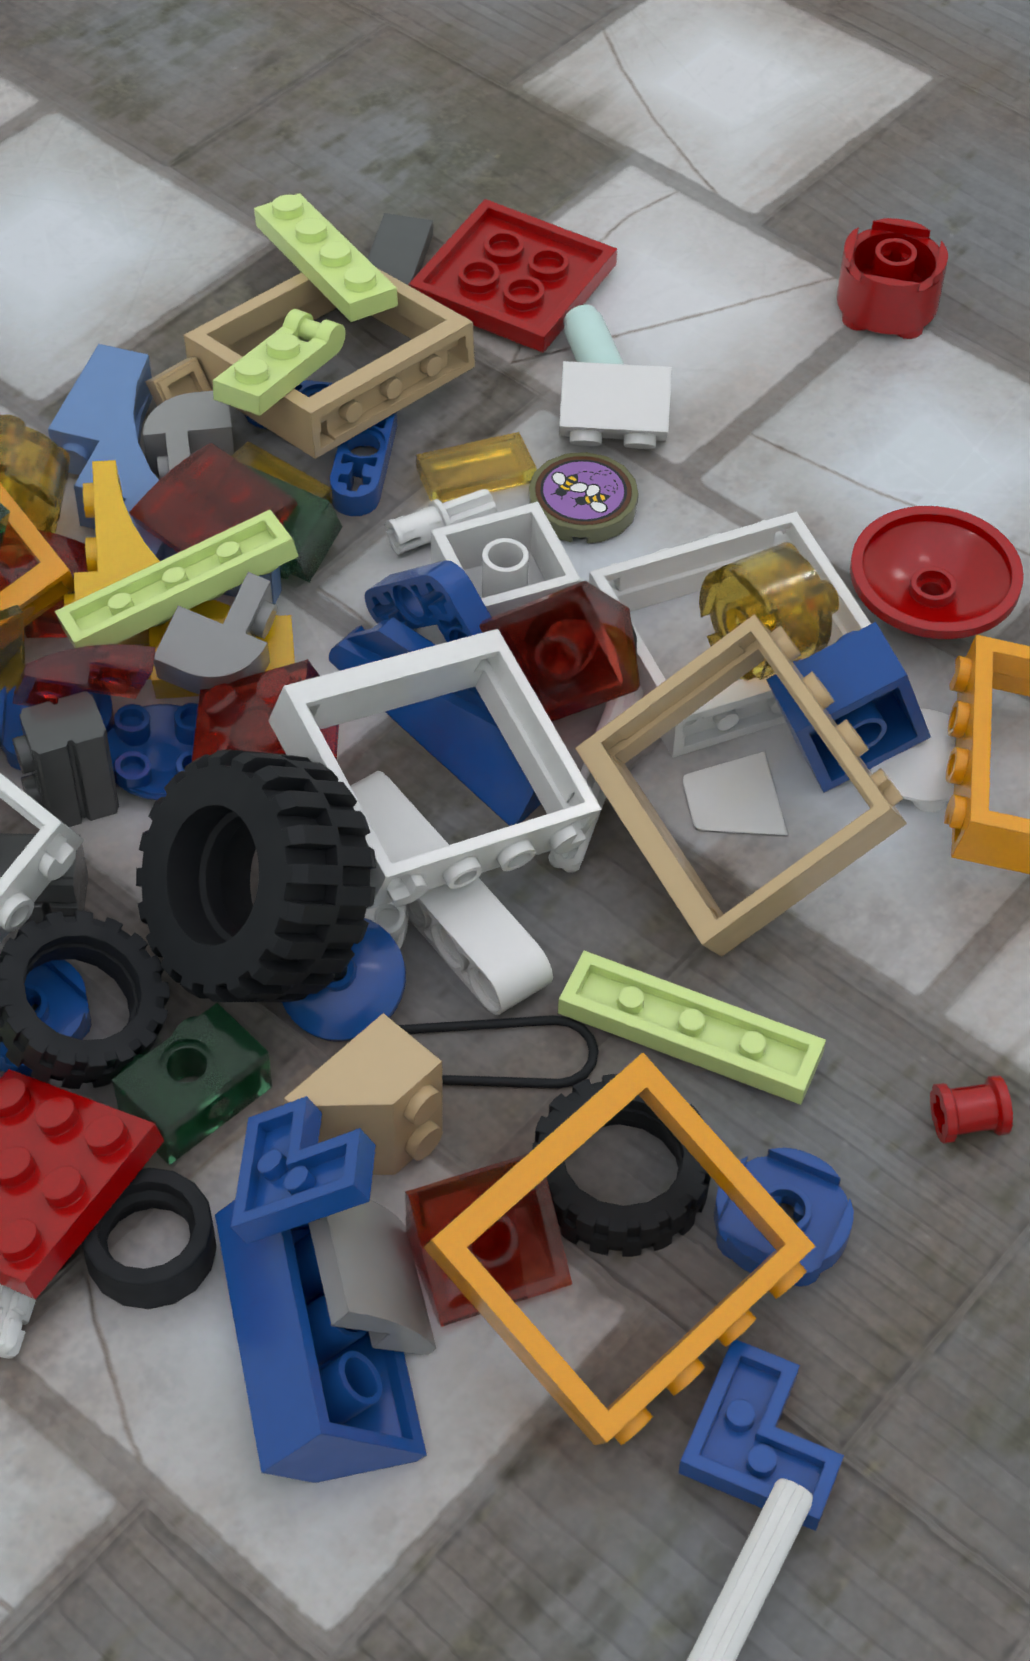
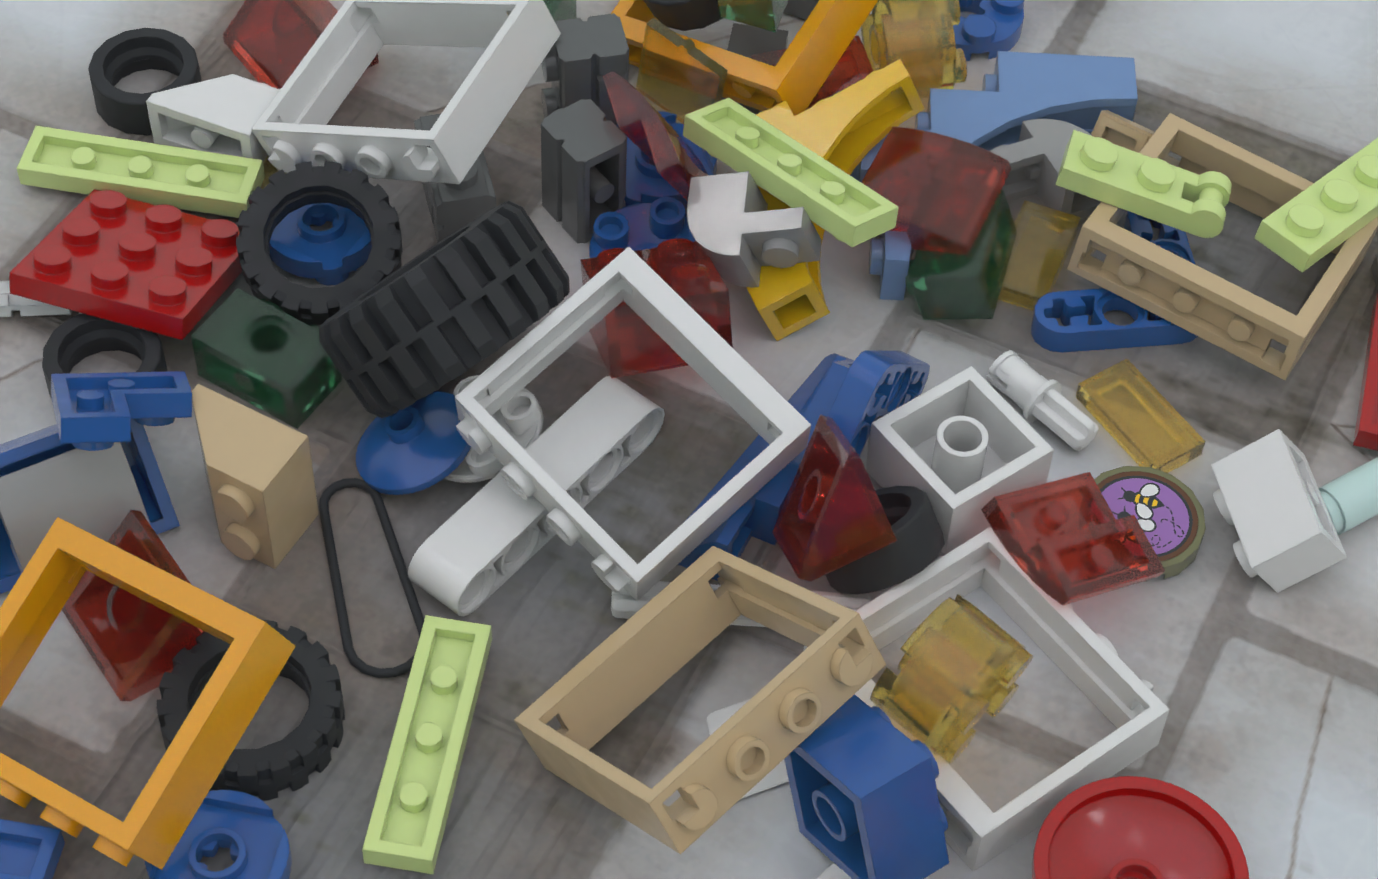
camera: 75 degrees right, 0 degrees up
(620, 529) = (1071, 539): none -> clear red slope

